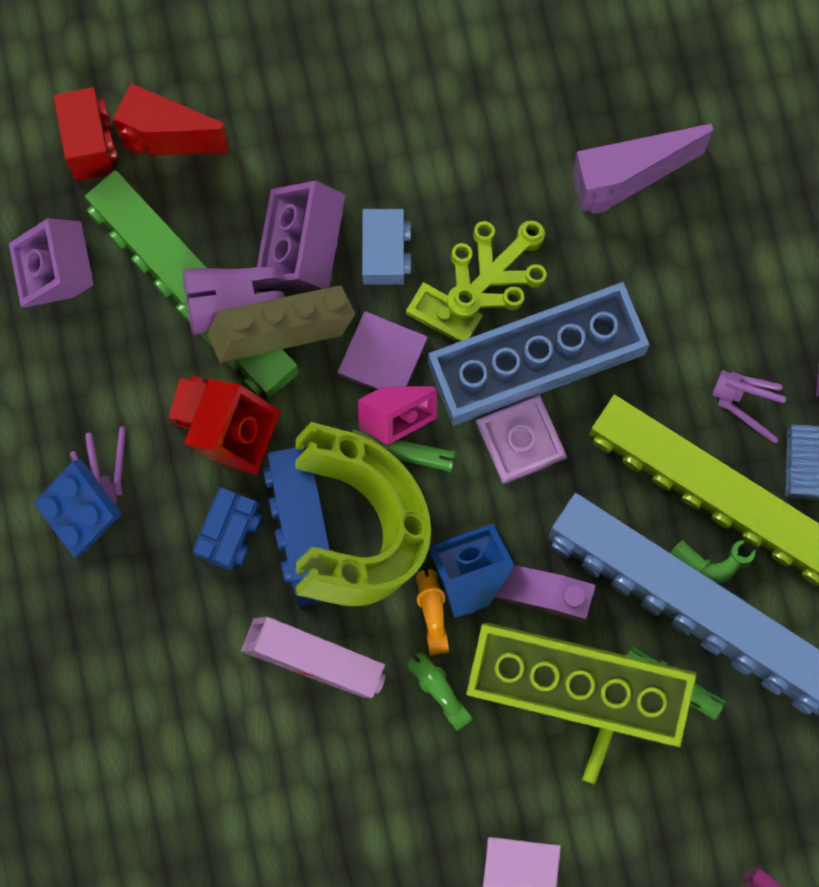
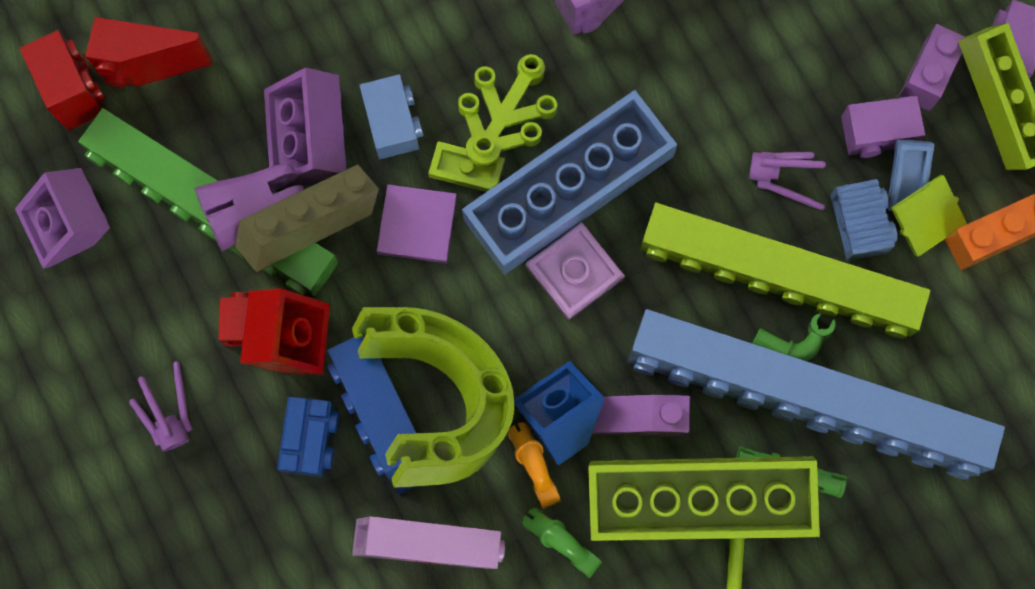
camera: 15 degrees left, 0 degrees up
(77, 508) = (149, 455): blue plate -> none
(396, 411) = (445, 275): dark pink slope -> none
(417, 453) = (473, 311): bright green pin -> none

